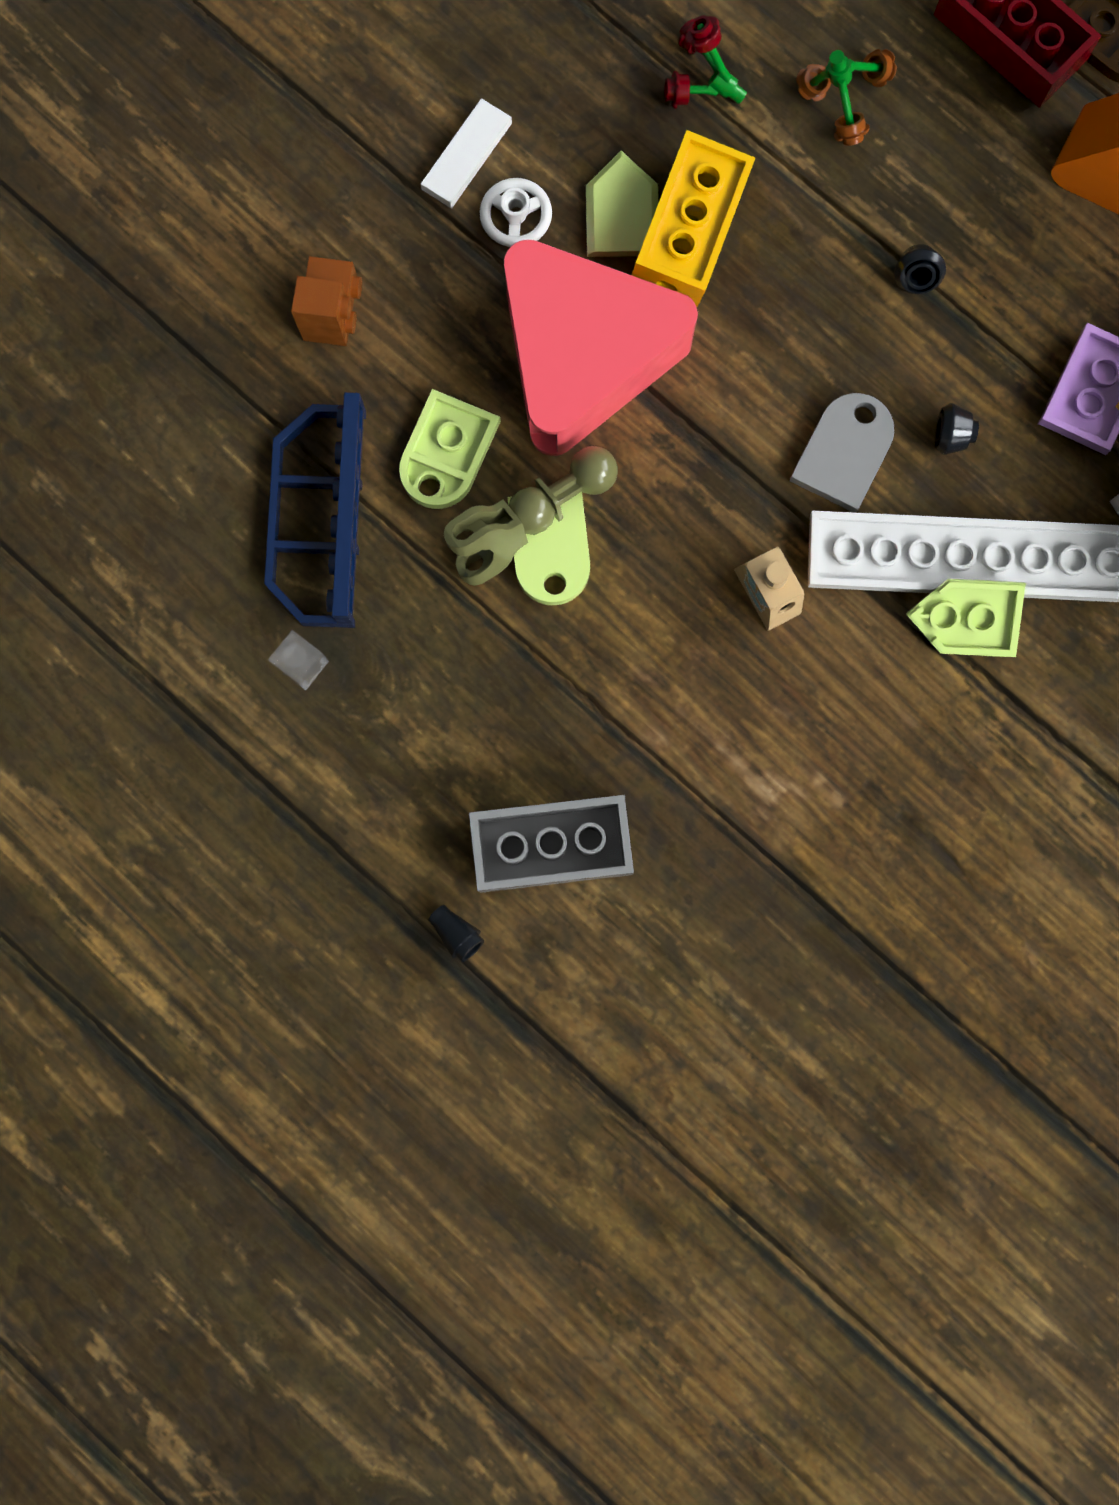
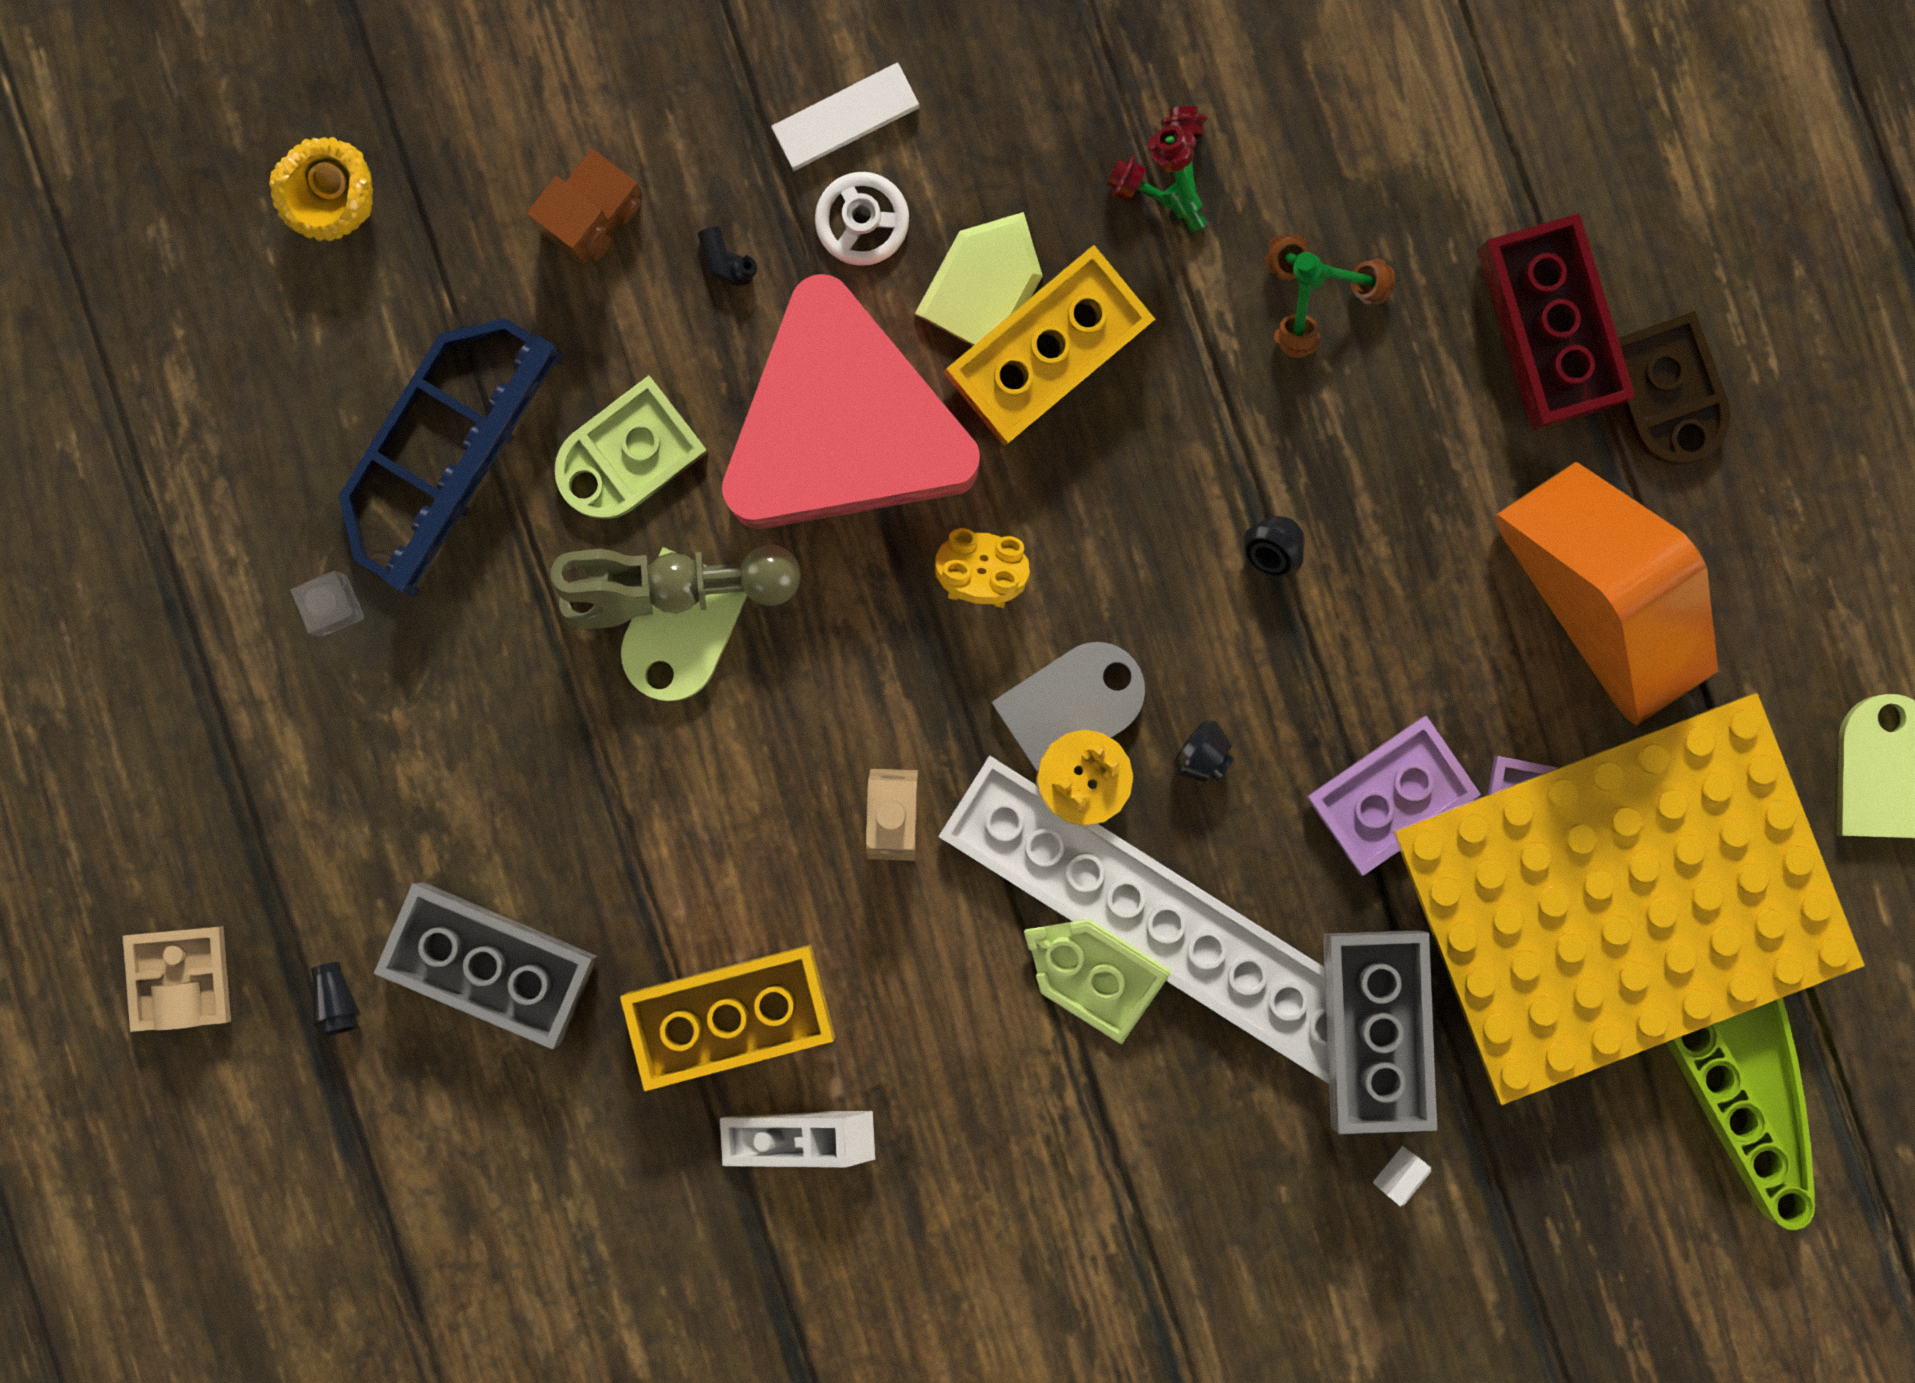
camera: 25 degrees right, 5 degrees up
(139, 382) = (322, 188): none -> yellow hair
(336, 980) = (176, 979): none -> tan plate
(439, 291) = (725, 264): none -> black arm
(733, 389) = (982, 567): none -> yellow plate
(740, 785) = (727, 1017): none -> yellow brick
(835, 845) = (798, 1139): none -> white slope
(882, 502) = (1100, 761): none -> yellow plate

